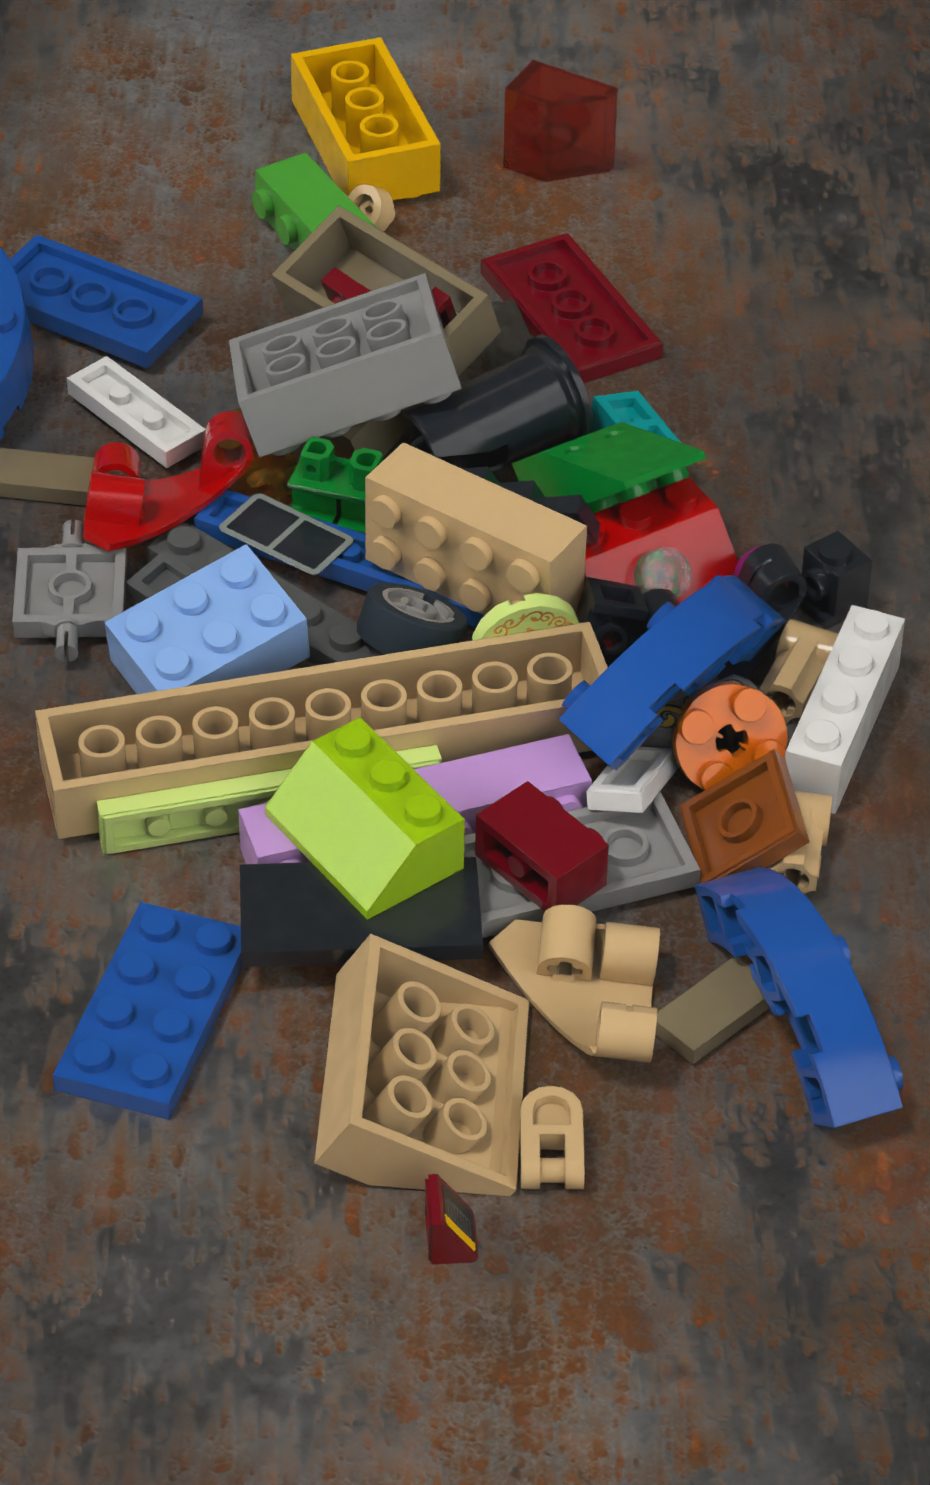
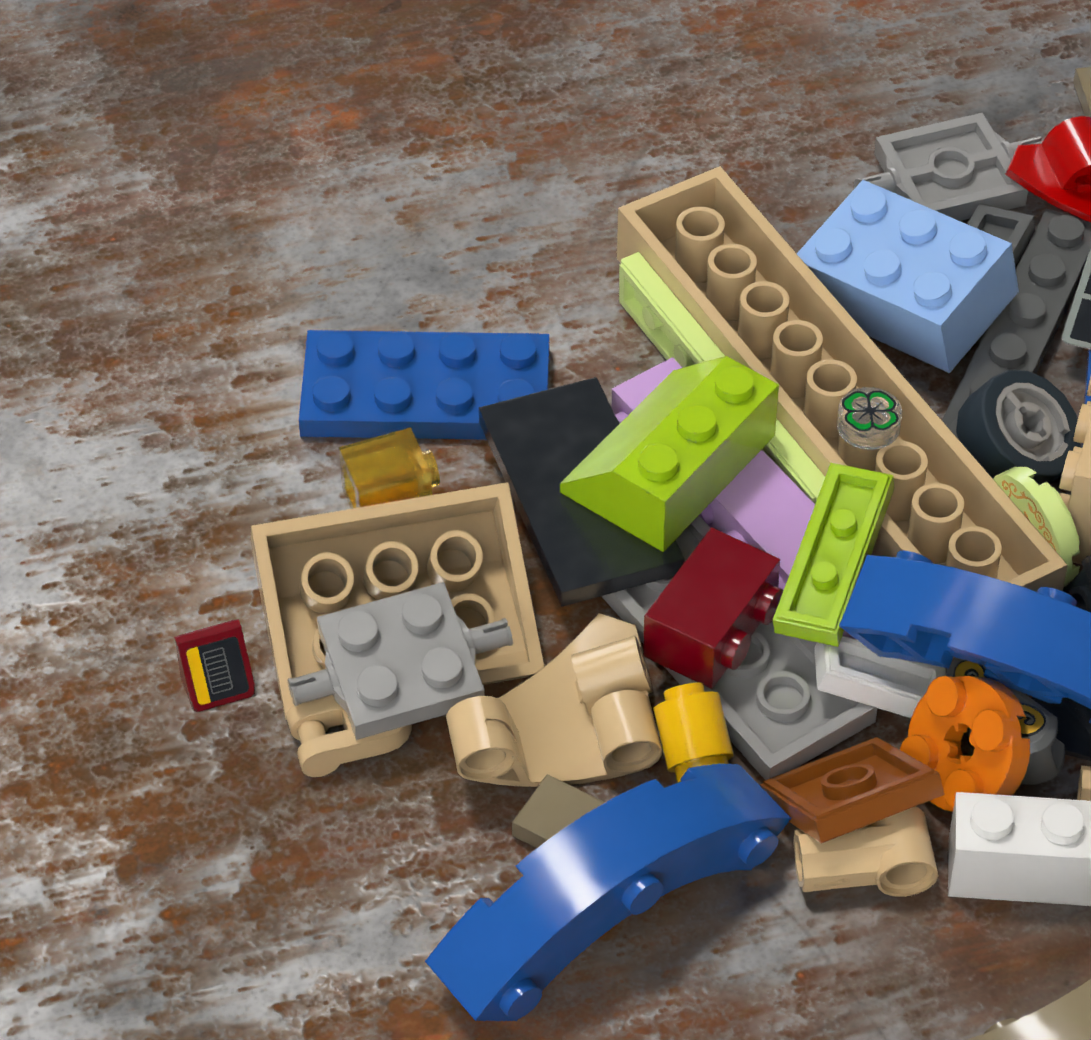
camera: 75 degrees right, 5 degrees up
(277, 1052) = (387, 469): none -> clear yellow brick
(395, 687) = (869, 418): none -> clear tile
(515, 1073) = (399, 660): none -> light grey plate
(526, 750) = (833, 553): none -> lime tile
(653, 902) = (692, 728): none -> yellow brick

